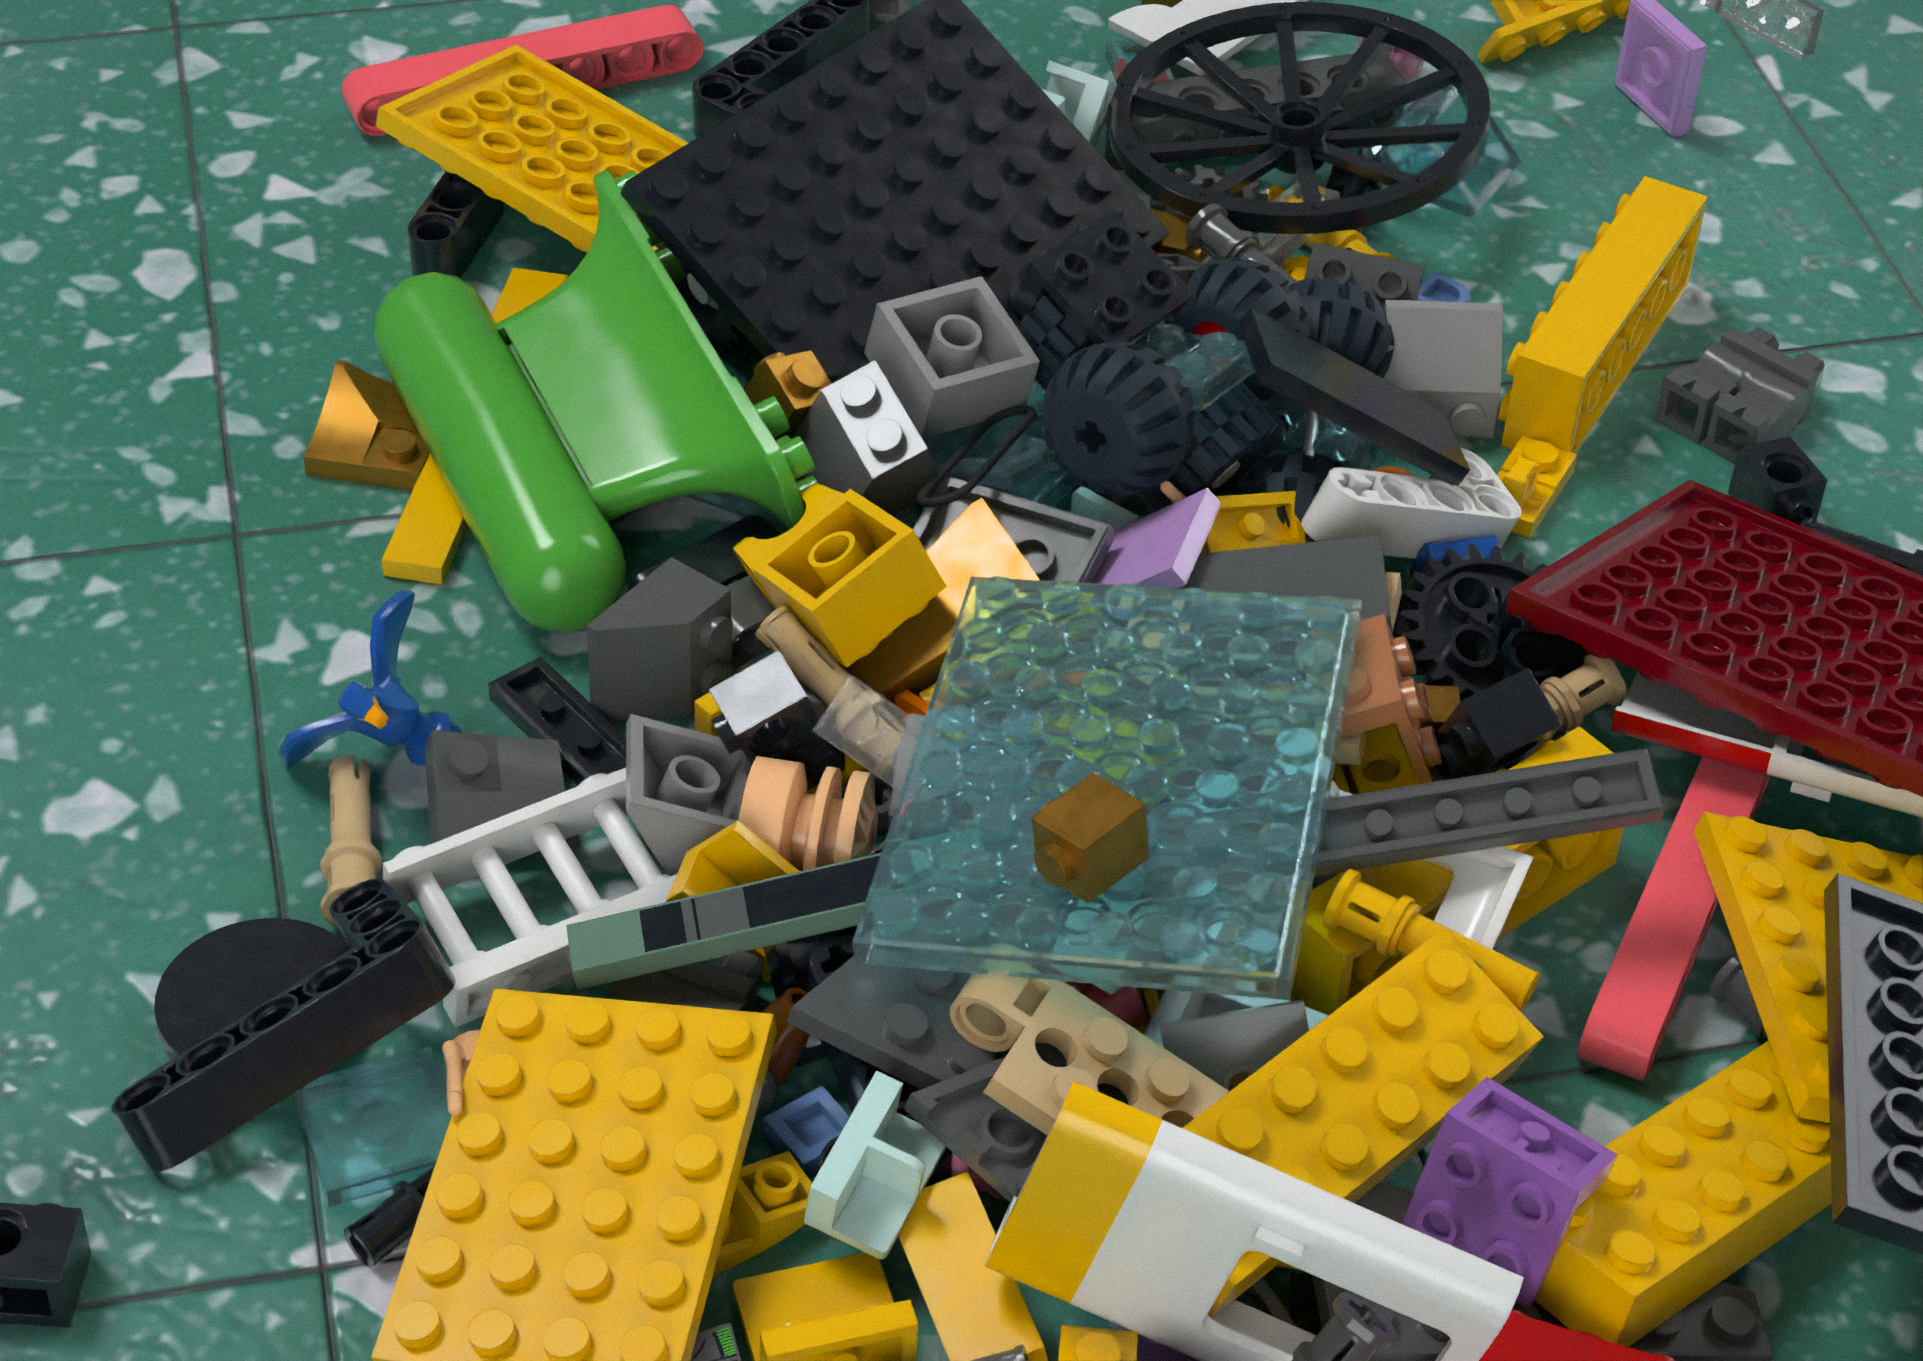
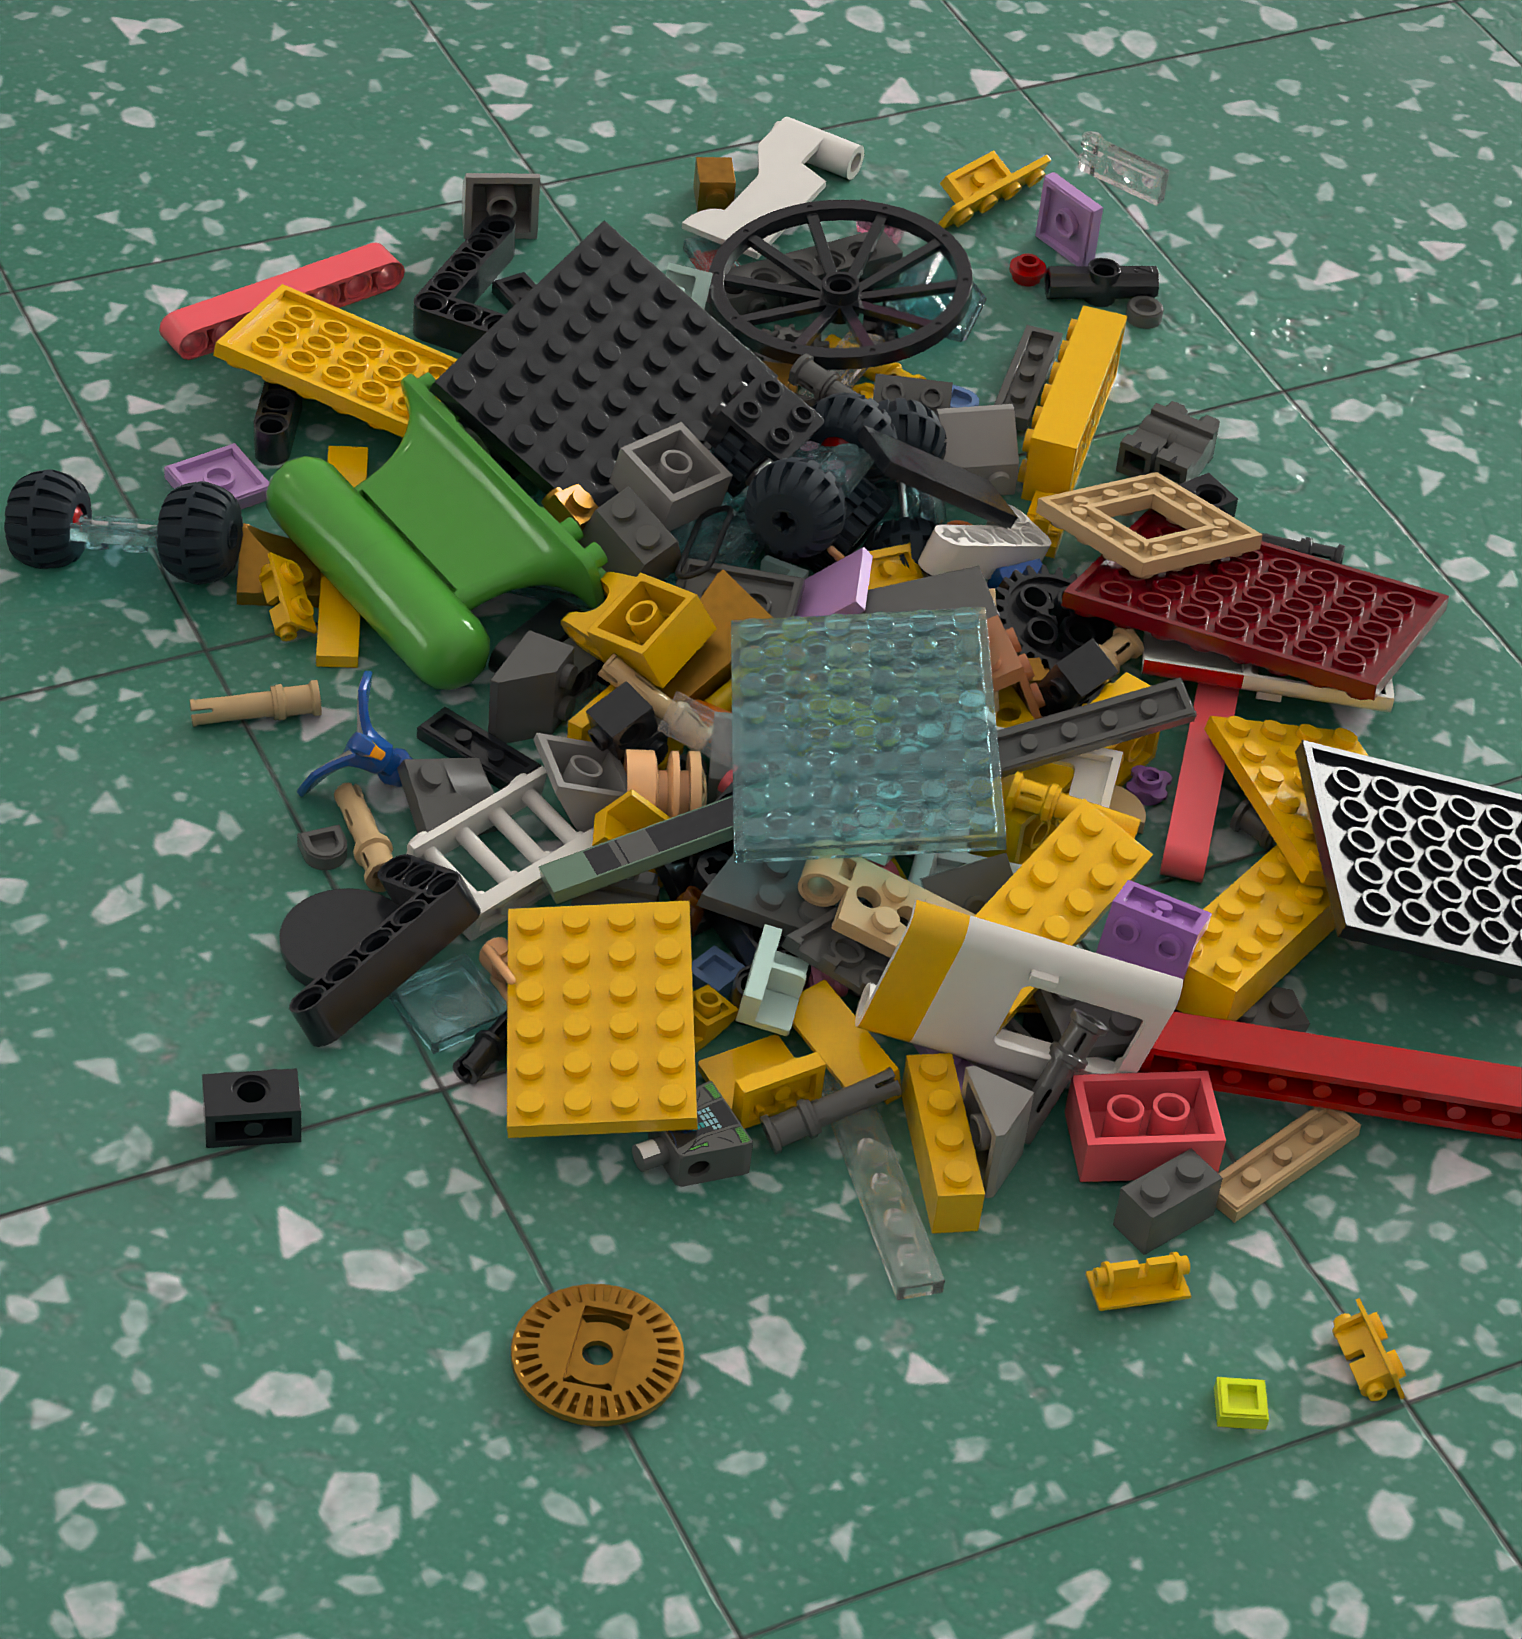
camera: 15 degrees left, 0 degrees up
(257, 366) = (53, 524): none -> black plate
(286, 850) = (323, 847): none -> dark grey tile
(297, 622) = (276, 703): none -> tan pin
(336, 300) = (225, 468): none -> lavender tile
(371, 467) = (284, 583): none -> yellow hinge
(1090, 837) = (868, 768): pearl gold brick -> none
(1543, 945) = (1129, 804): none -> tan tile
(1545, 266) = (1029, 373): none -> dark grey plate
(1589, 127) = (1027, 270): none -> red plate
(1591, 909) = (1149, 784): none -> medium lavender plate
(1693, 153) = (1101, 282): none -> black piece
(1749, 201) = (1144, 312): none -> dark grey tile
(1769, 521) = (1207, 537): none -> tan plate

